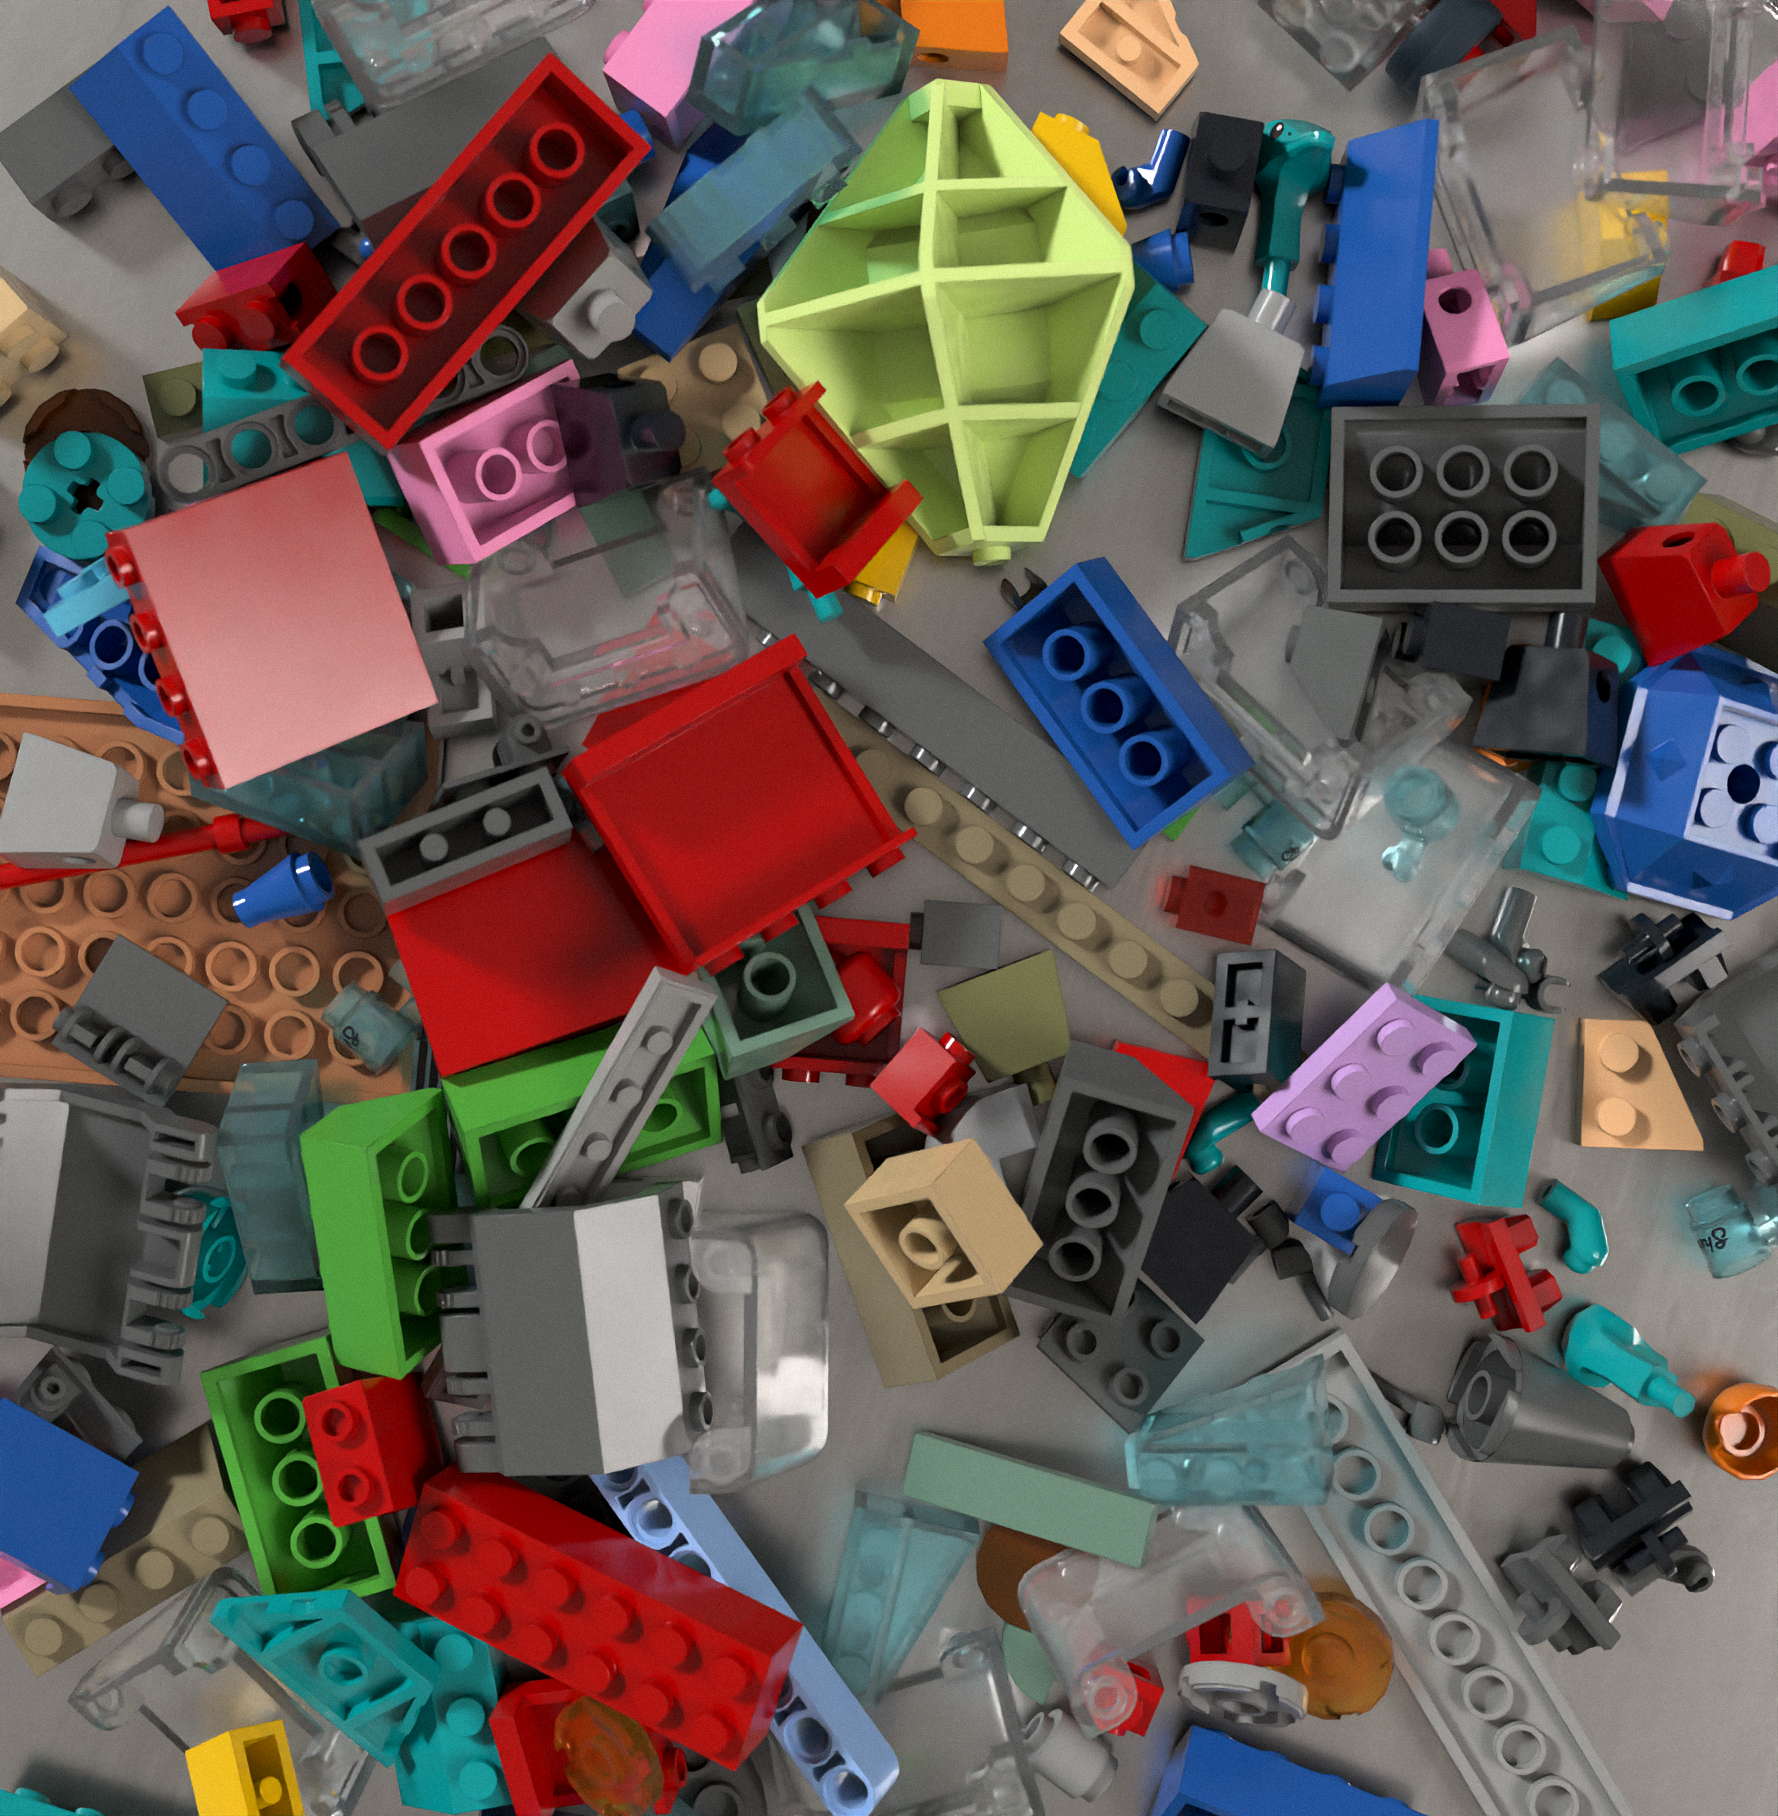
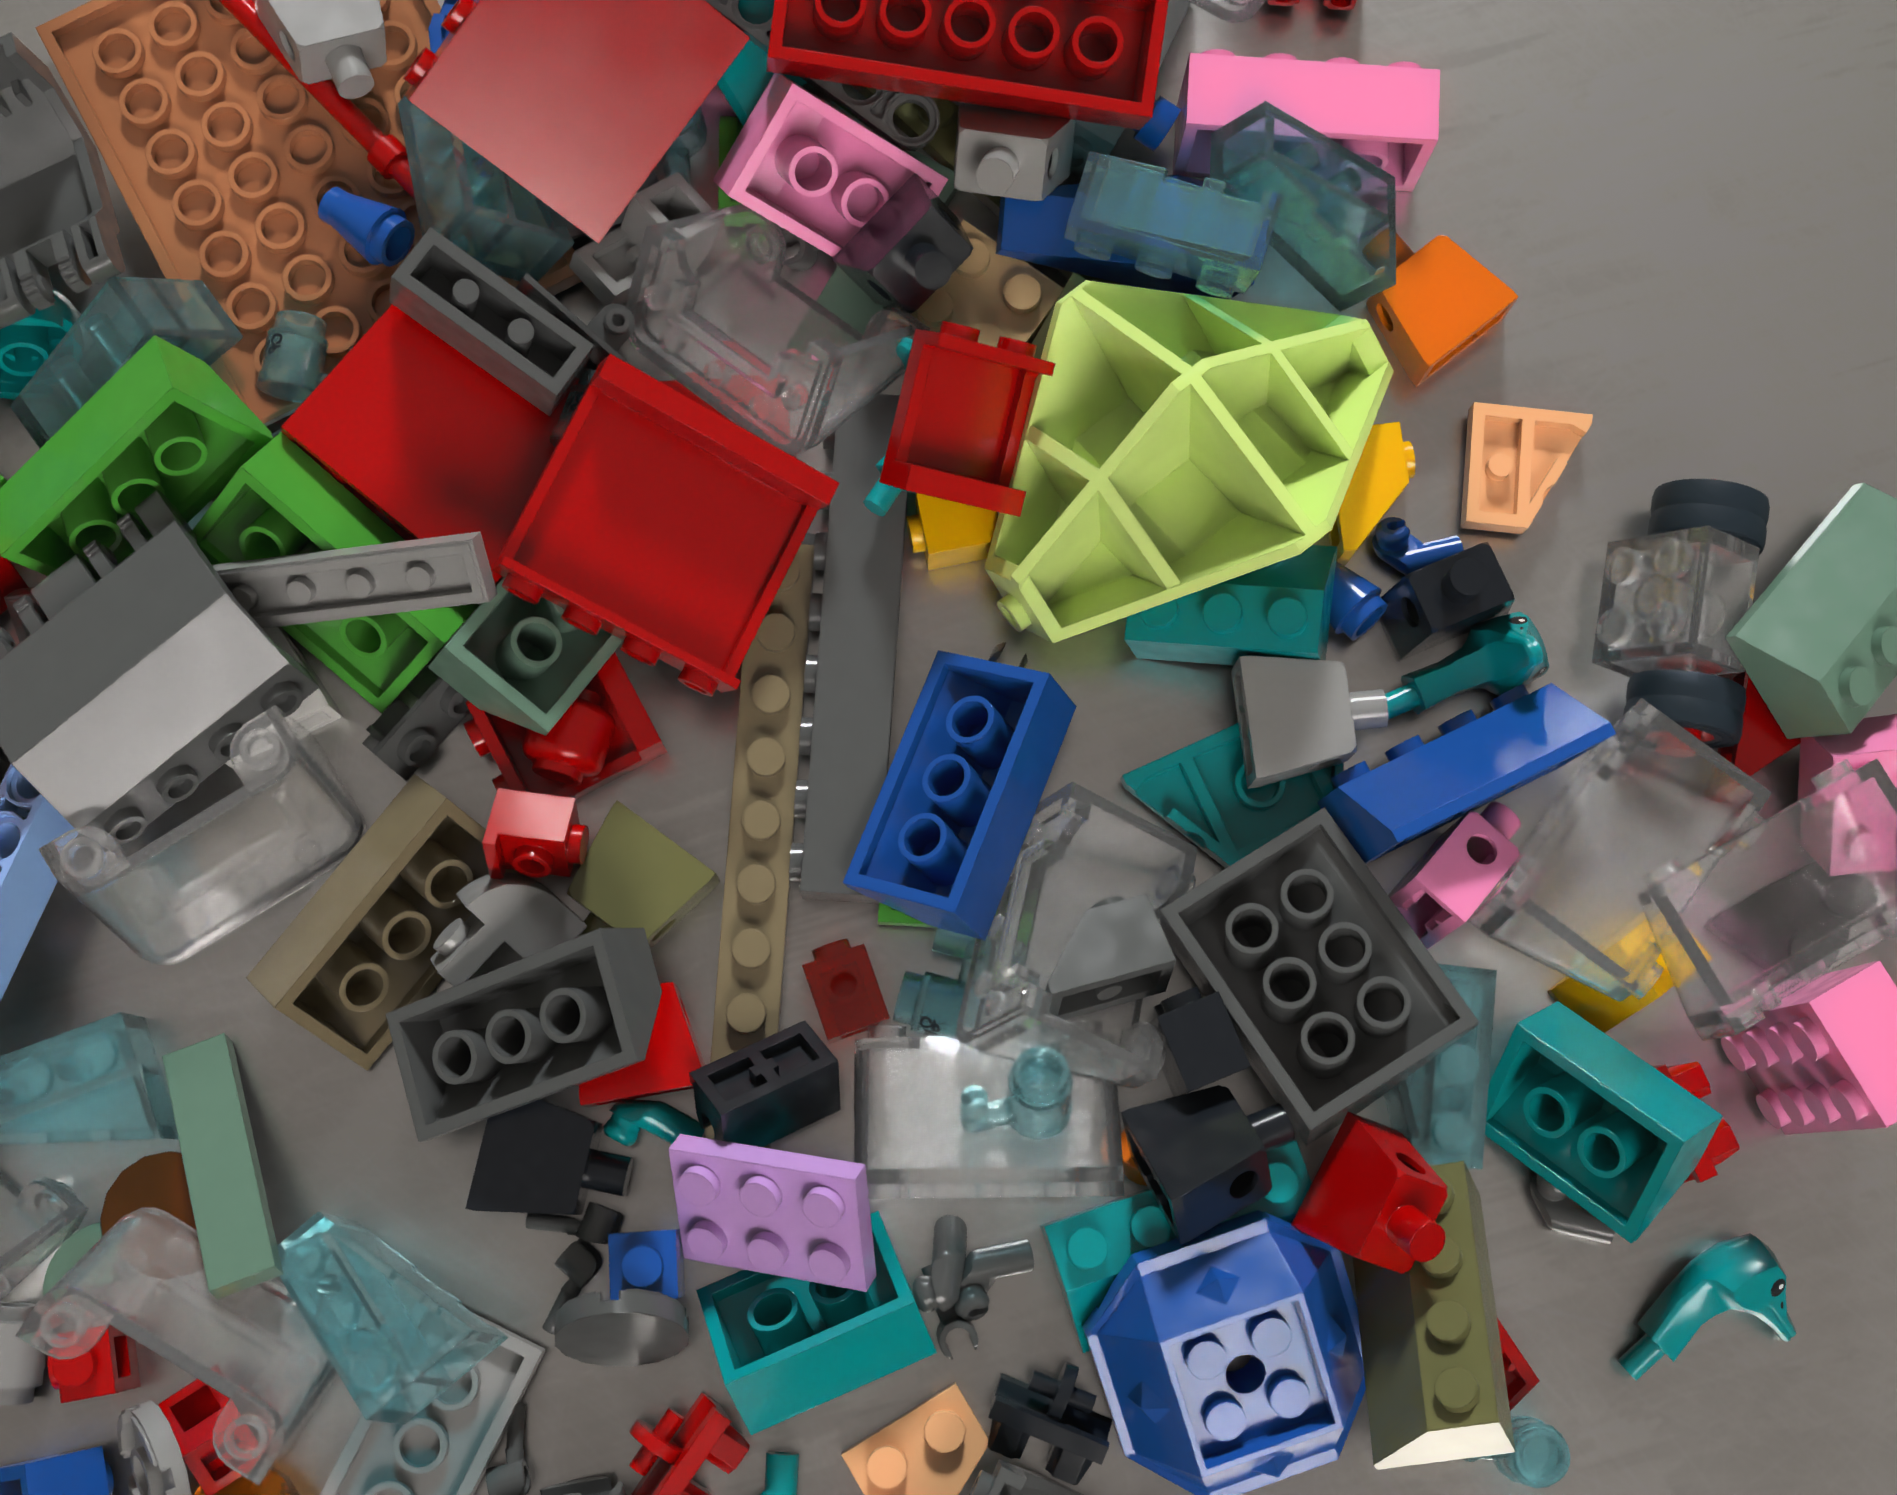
camera: 50 degrees right, 10 degrees down
(139, 1022) = (185, 179): dark grey hinge -> none
(944, 1224) = (412, 920): tan brick -> none
(957, 934) = (681, 791): dark grey brick -> none
(1124, 1367) = (402, 1180): dark grey hinge -> none

